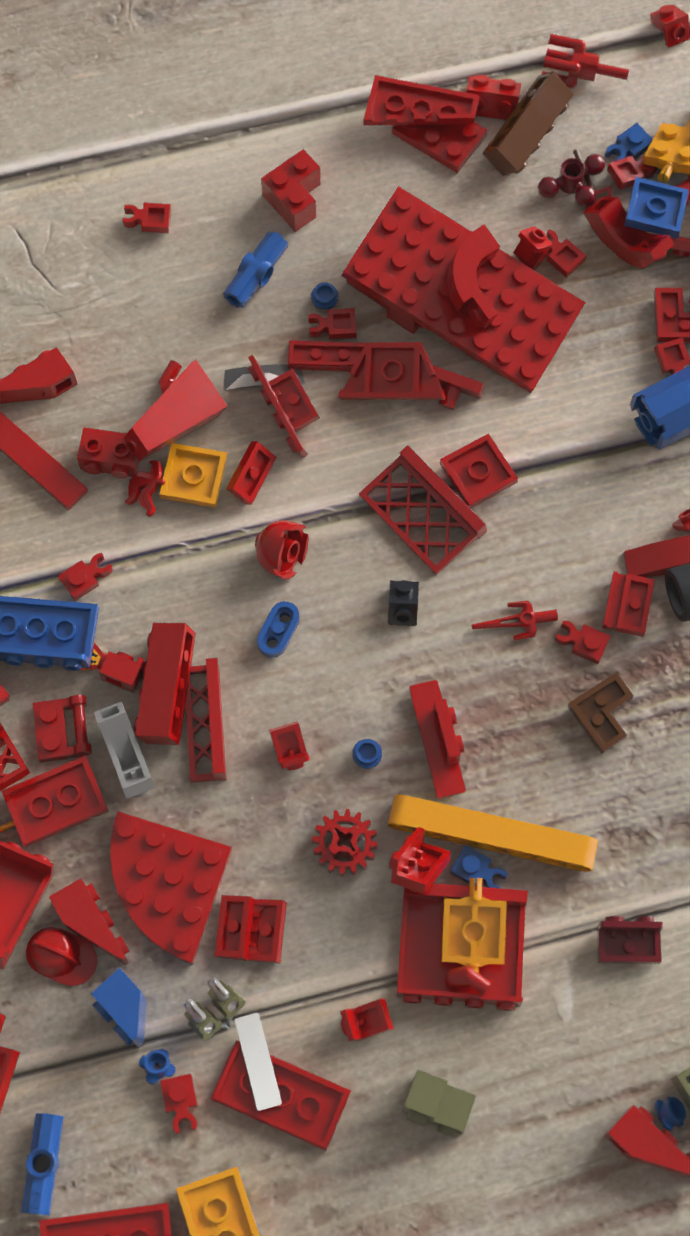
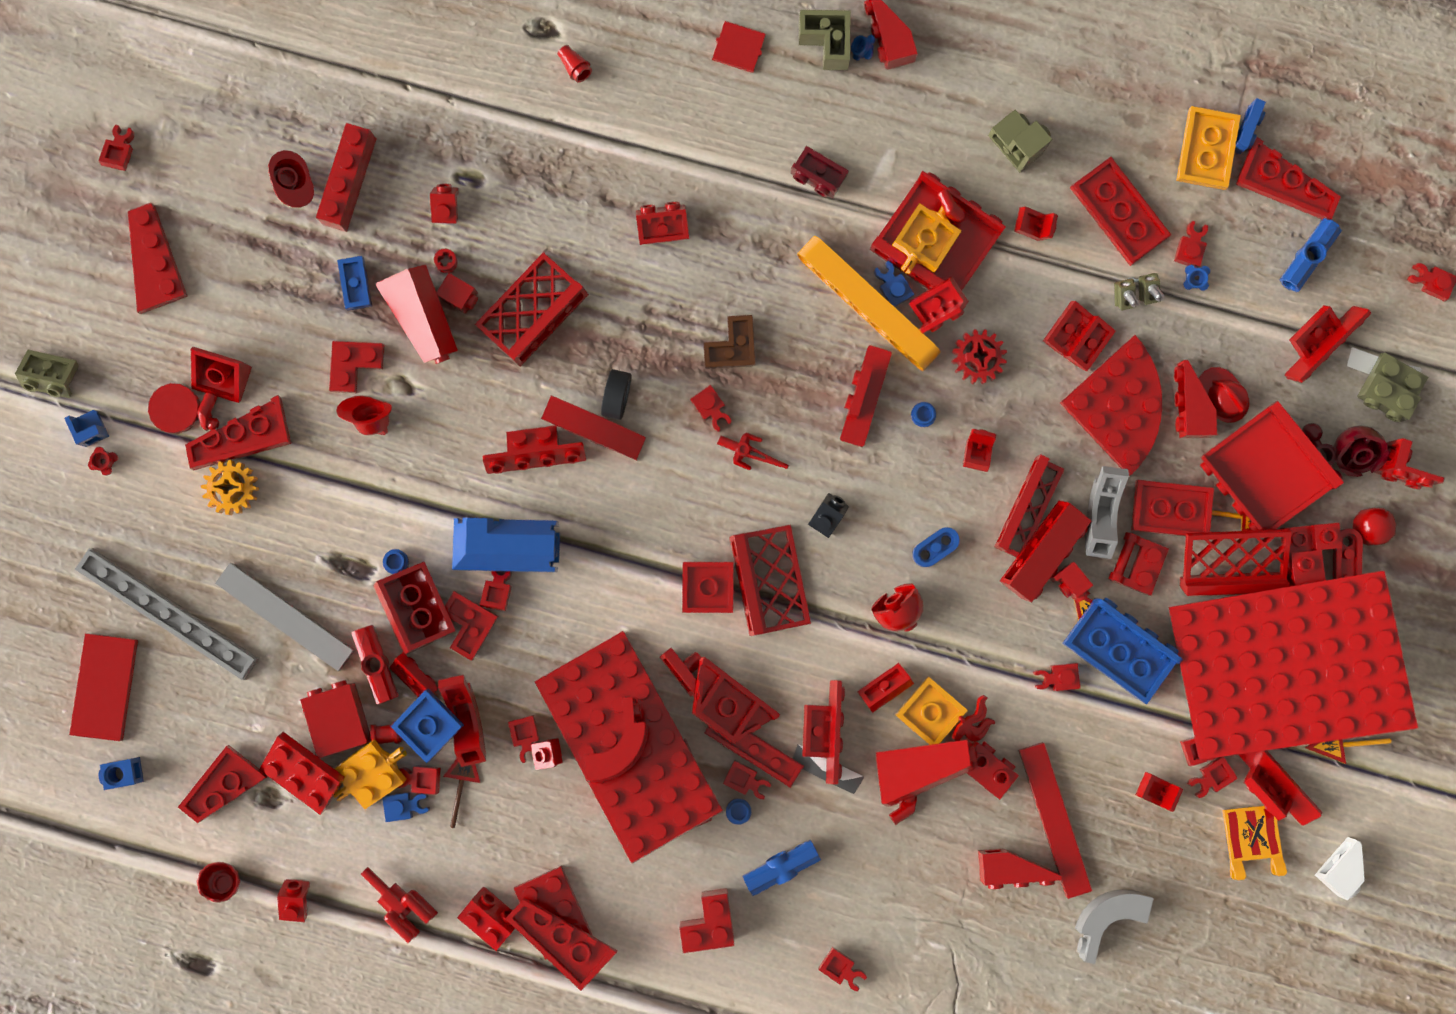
camera: 150 degrees left, 15 degrees up
(125, 1004) = (1204, 325): blue slope -> none
(258, 1061) = (1126, 238): white sticker -> none
(528, 124) = (478, 871): reddish brown brick -> none
(584, 195) = (473, 778): dark red piece -> none
(628, 604) = (661, 415): red plate -> none

